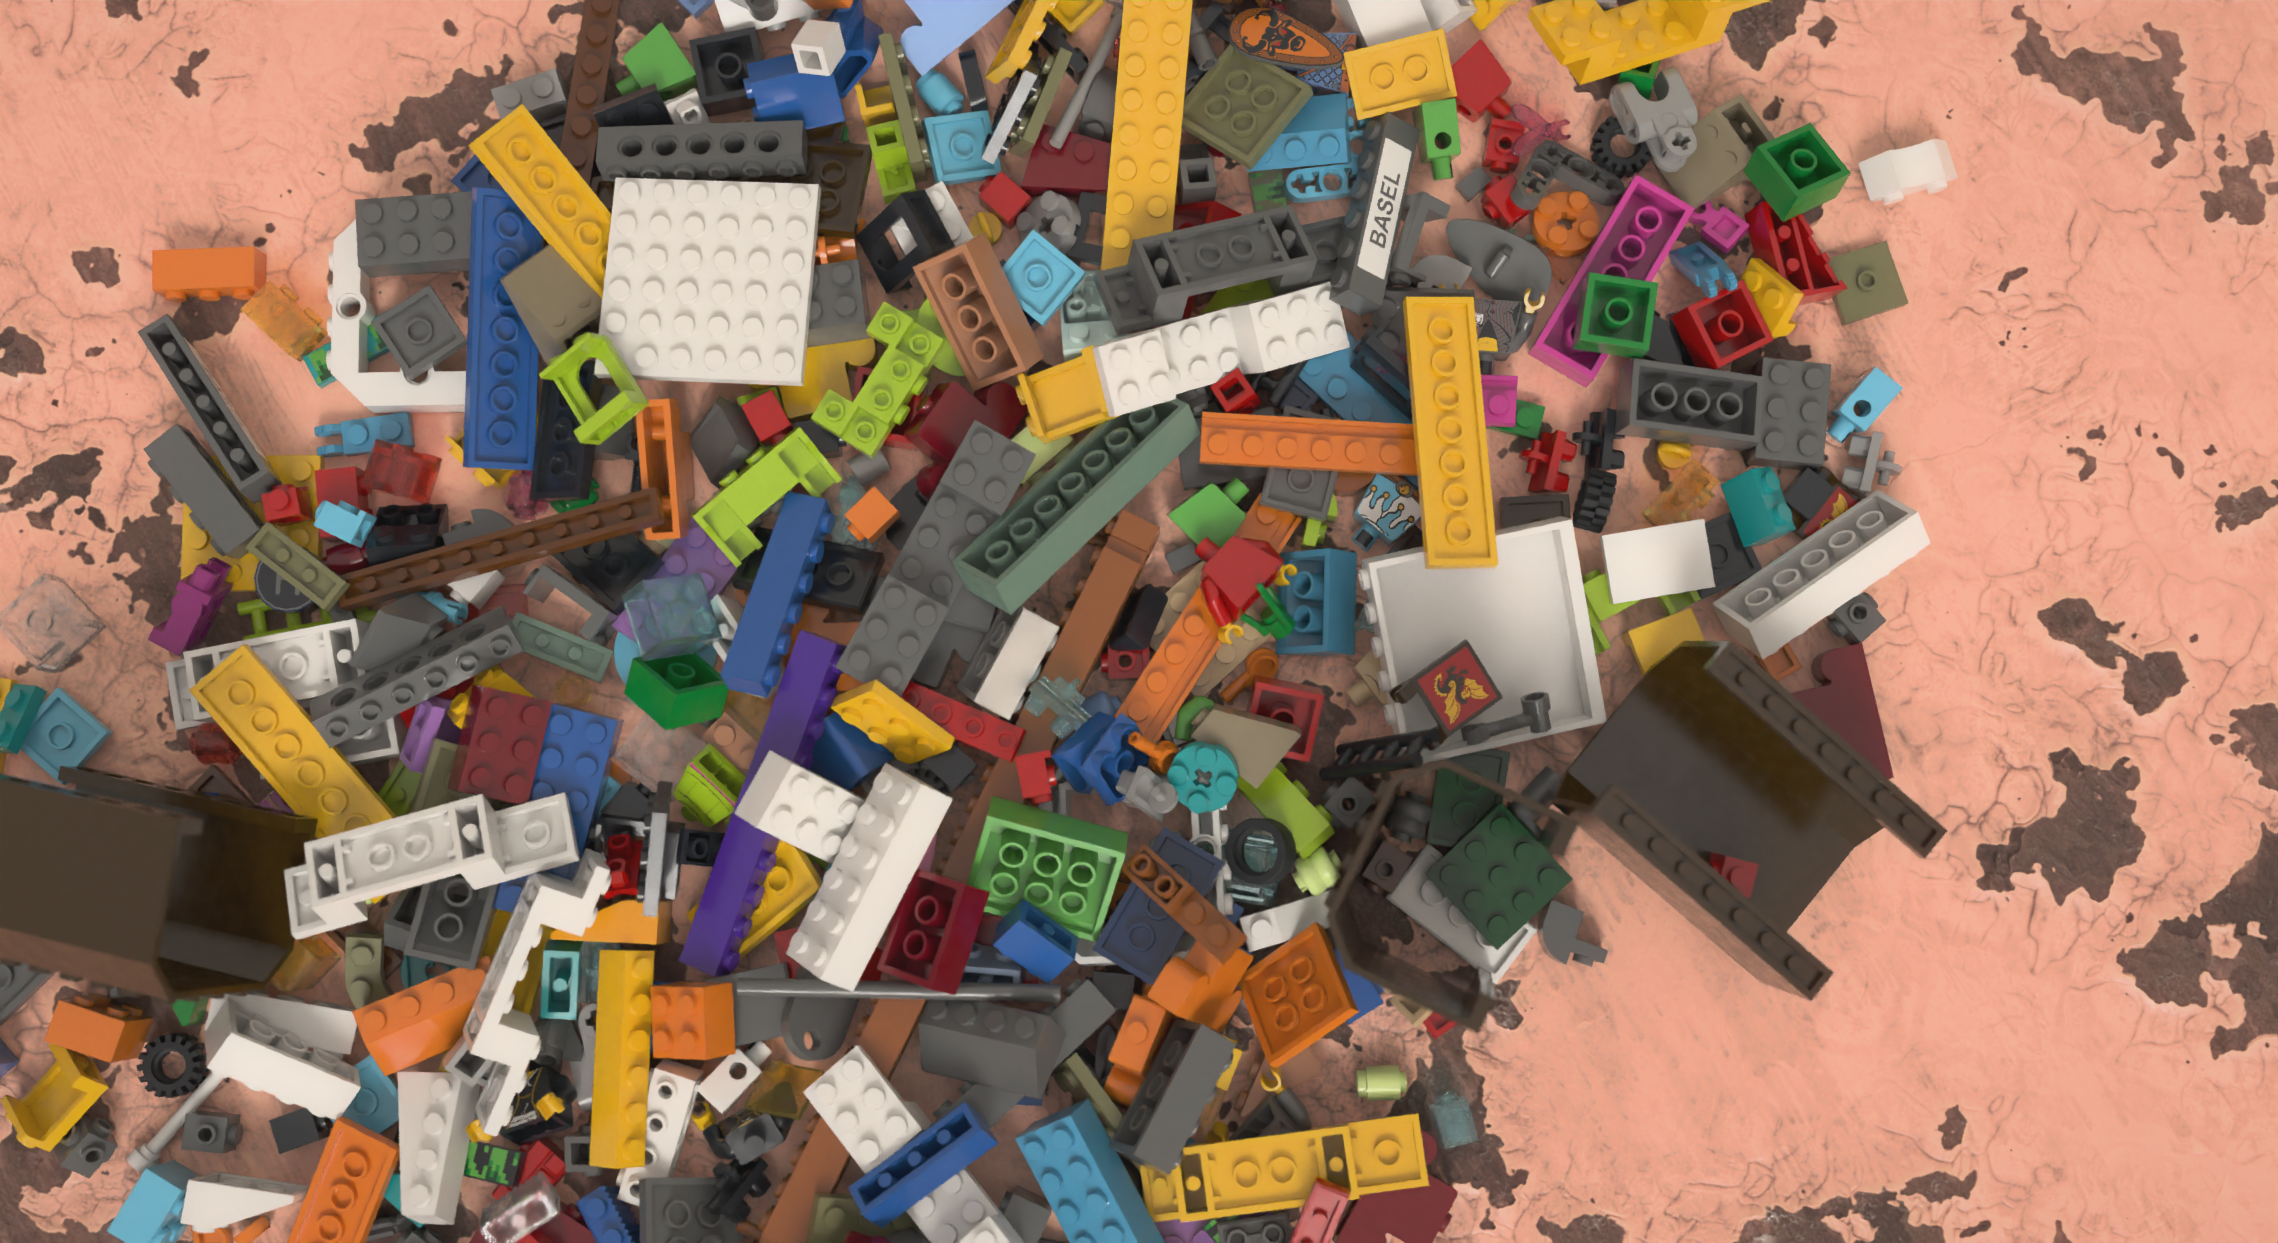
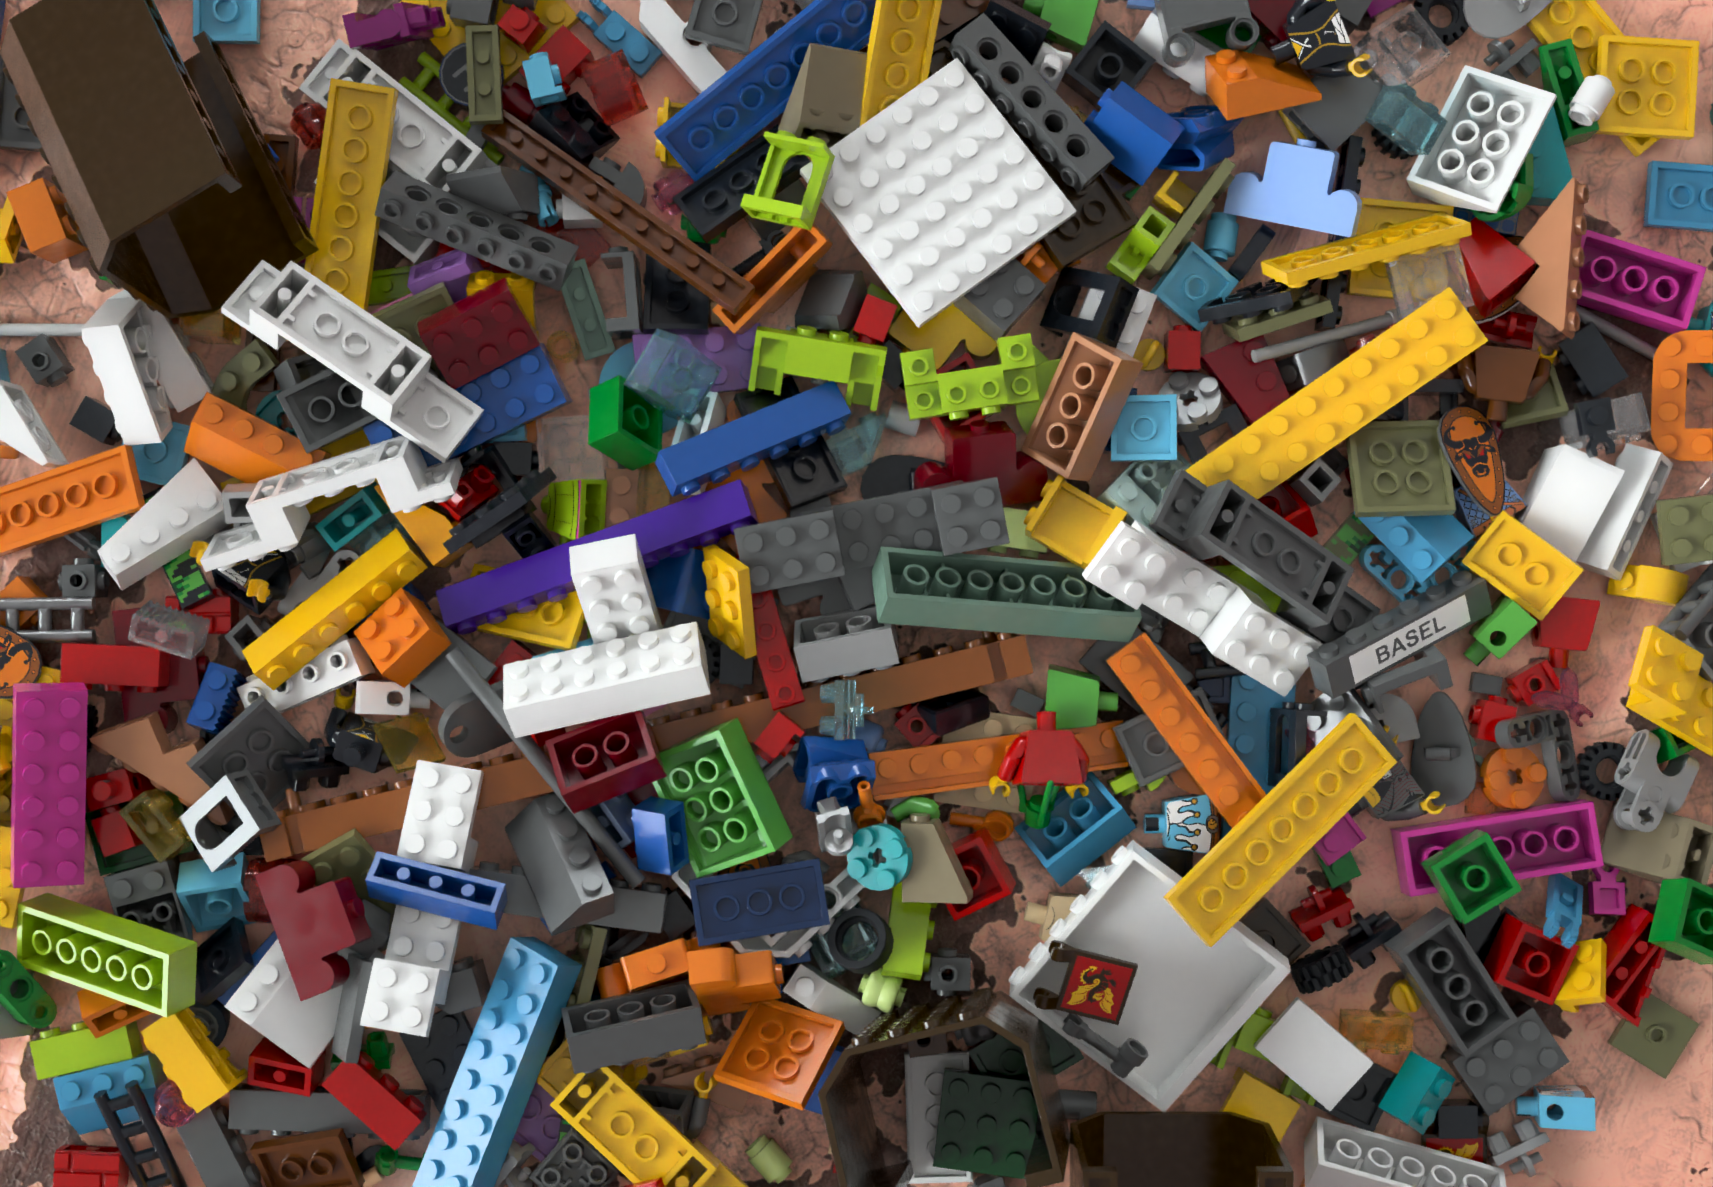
camera: 50 degrees right, 5 degrees up
(153, 1071) = (87, 293): black tyre -> none
(818, 47) = (1177, 125): white brick -> none
(871, 516) = (866, 455): orange brick -> none
(1184, 903) = (774, 922): dark orange slope -> none
(1200, 45) = (1418, 401): dark grey piece -> none
(1241, 399) = (1176, 649): red brick -> none
(1387, 761) = (1000, 981): black bar -> none

